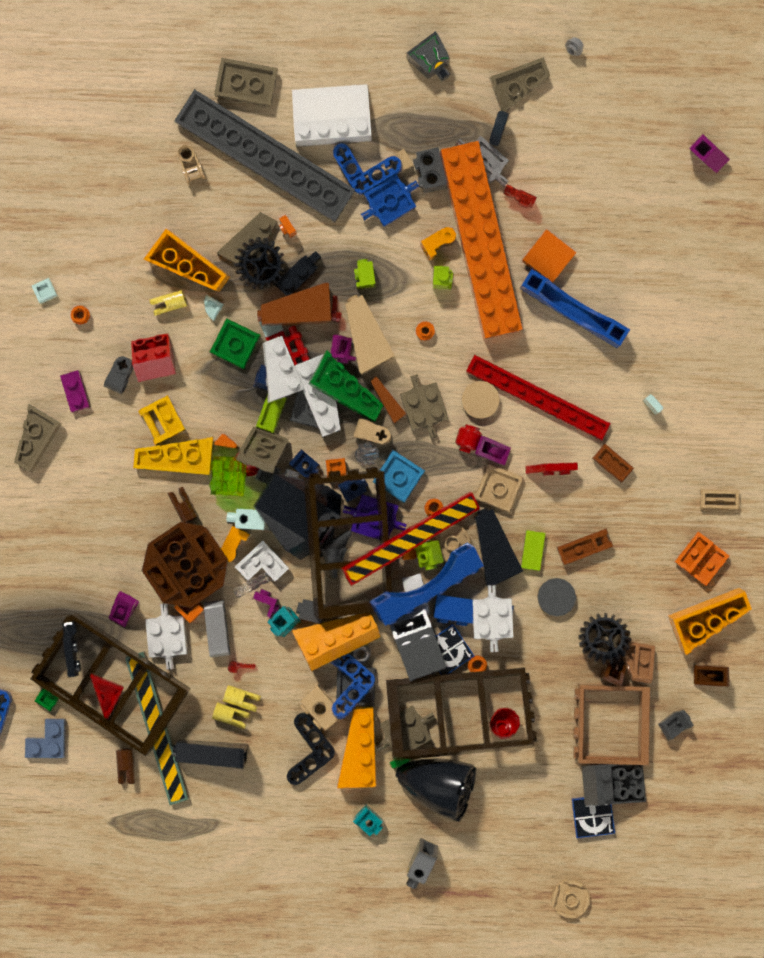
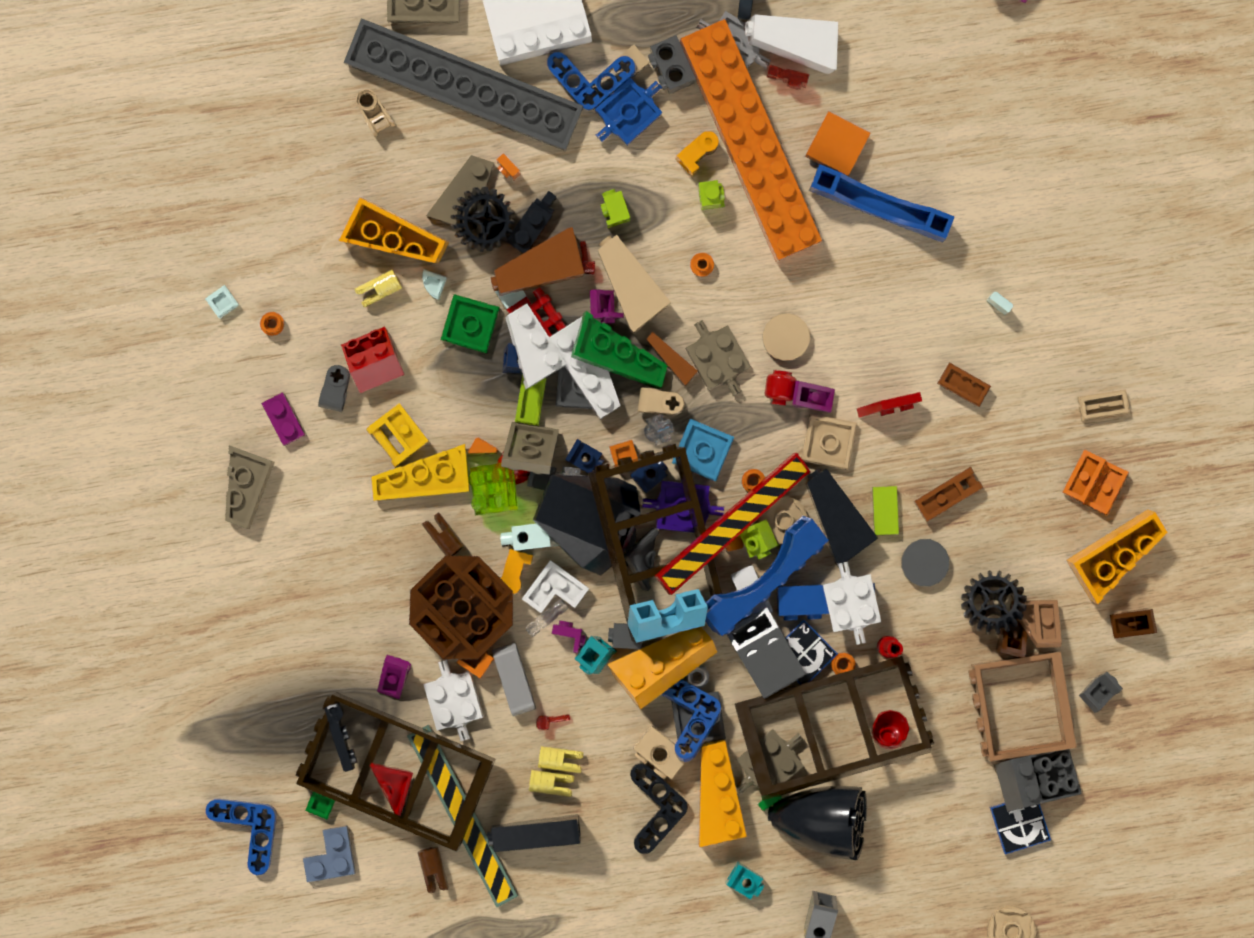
camera: 10 degrees left, 0 degrees up
(358, 603) = (684, 614): none -> medium azure arch
(513, 655) = (884, 646): none -> red pin
(534, 169) = (796, 39): none -> white slope
(538, 397) = (856, 321): red tile -> none

